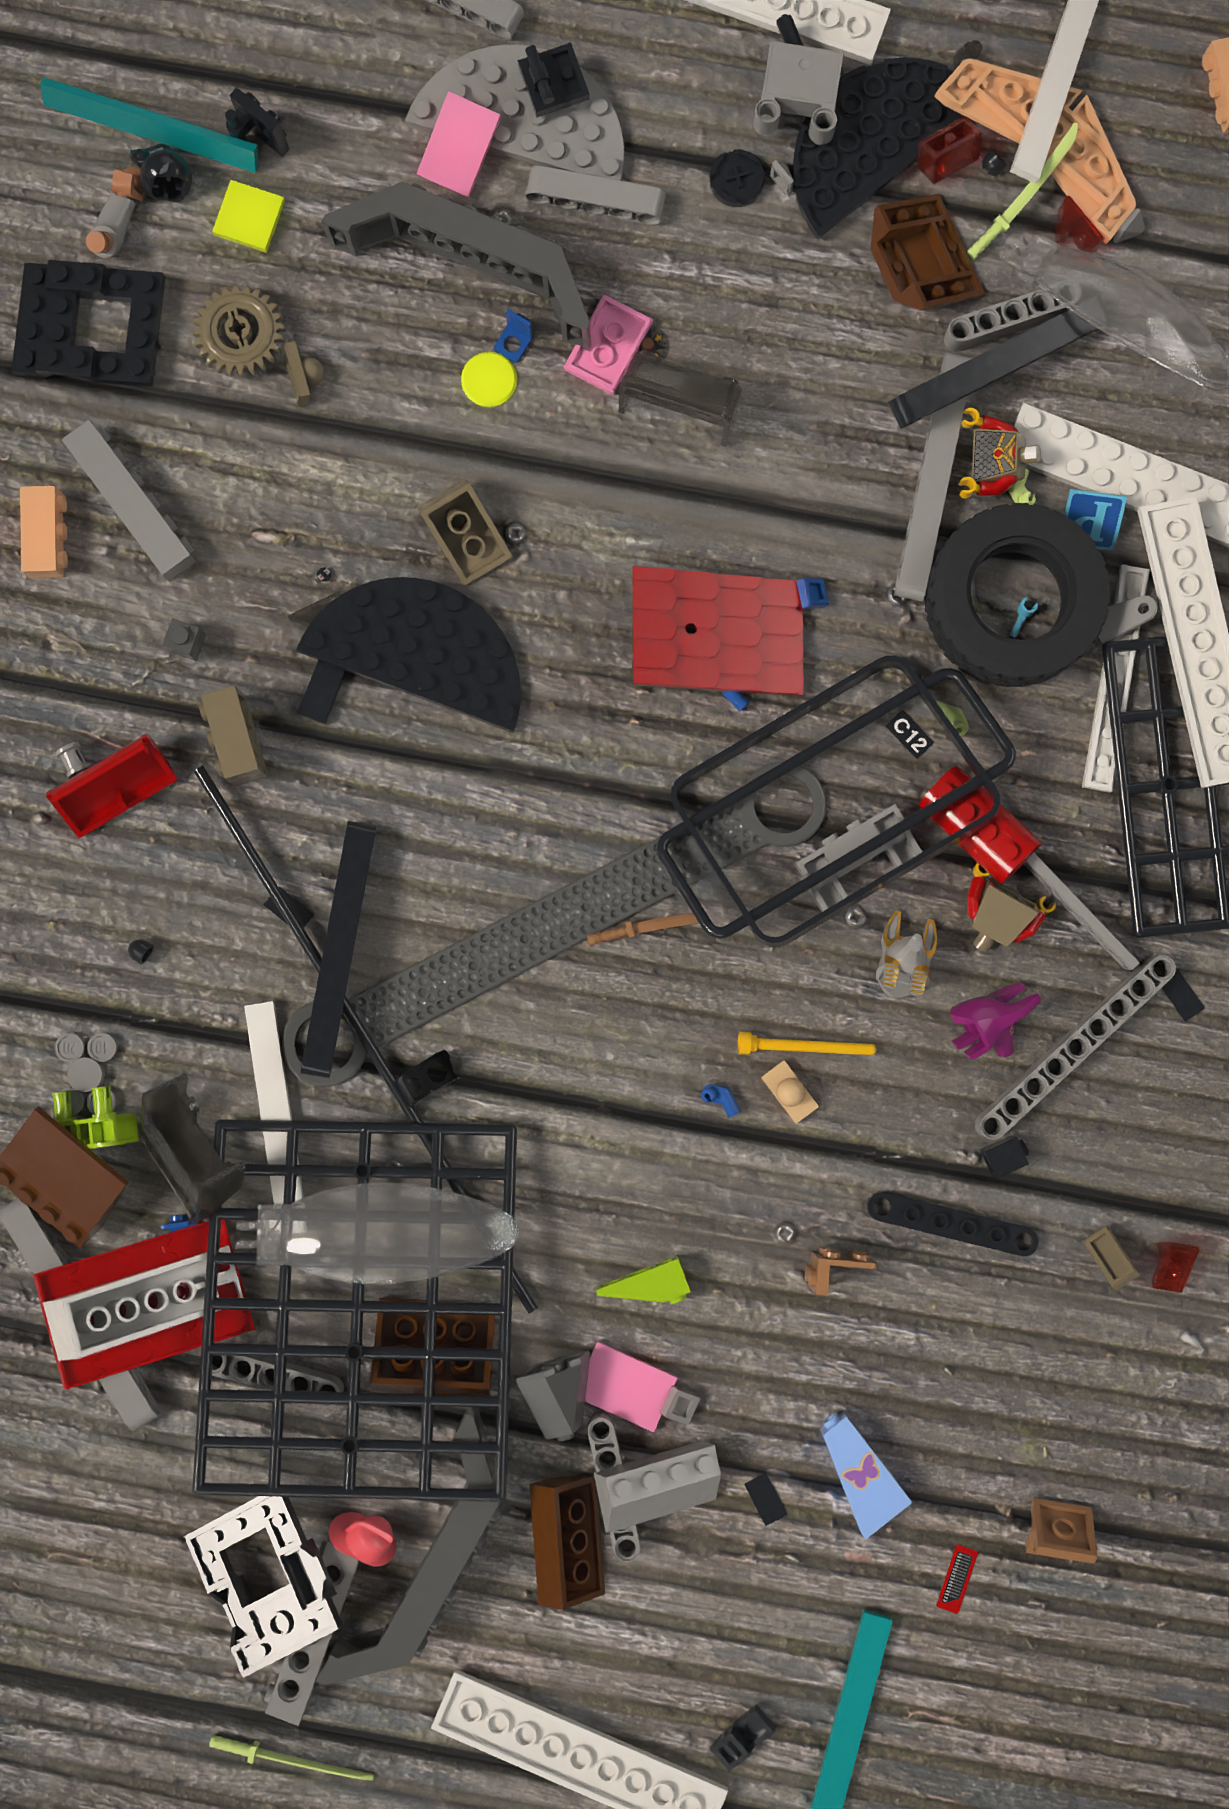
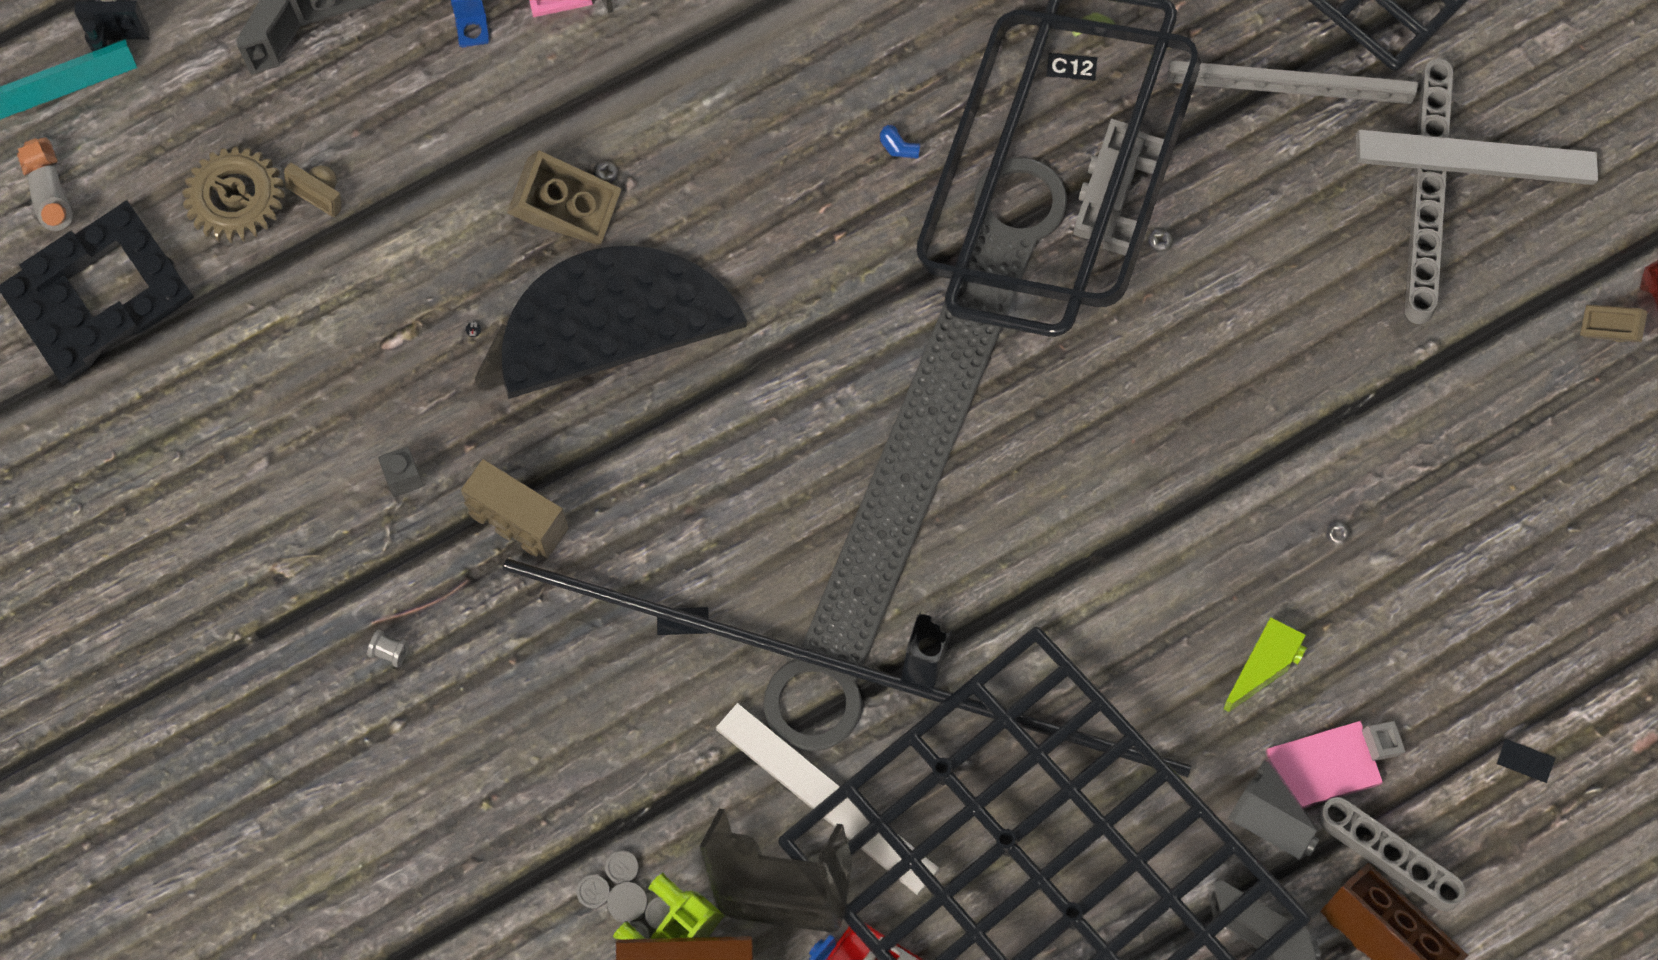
camera: 35 degrees left, 15 degrees down
(42, 532) = (200, 484): light nougat brick -> none
(112, 786) = (442, 638): red container -> none
(128, 500) = (254, 400): light grey brick -> none
(140, 951) = (584, 757): black hinge -> none
(163, 172) = (60, 122): black piece -> none
(248, 216) = (161, 104): neon yellow tile -> none
(321, 692) = (555, 422): black tile -> none
(338, 950) = (758, 608): black beam -> none
(381, 1233) = (1002, 798): clear windscreen -> none
(452, 1332) = (1134, 894): reddish brown slope -> none
(489, 379) = (477, 72): neon yellow piece -> none
(631, 929) = (987, 397): medium nougat sword -> none
(658, 1485) = (1427, 814): light grey slope -> none
(721, 1095) = (1184, 465): blue arm -> none
(741, 627) = (843, 107): red piece -> none
(750, 1043) = (1166, 405): yellow piece -> none
(789, 1092) = (1236, 416): tan tile -> none
(812, 593) = (894, 21): blue tile -> none
(818, 1271) = (1392, 526): medium nougat bracket -> none
(867, 1483) = (1583, 666): light blue slope -> none
(905, 960) = (1232, 234): light grey piece -> none
(952, 1224) = (1464, 409): black plate -> none
(991, 1020) = (1345, 222): magenta piece -> none
(998, 846) = (1222, 85): red container -> none
(1001, 913) = (1272, 135): dark tan torso -> none
(1005, 1156) = (1455, 319): black brick -> none
(1128, 1055) = (1476, 157): none -> light grey tile
(1182, 997) = (1476, 86): black sticker -> none

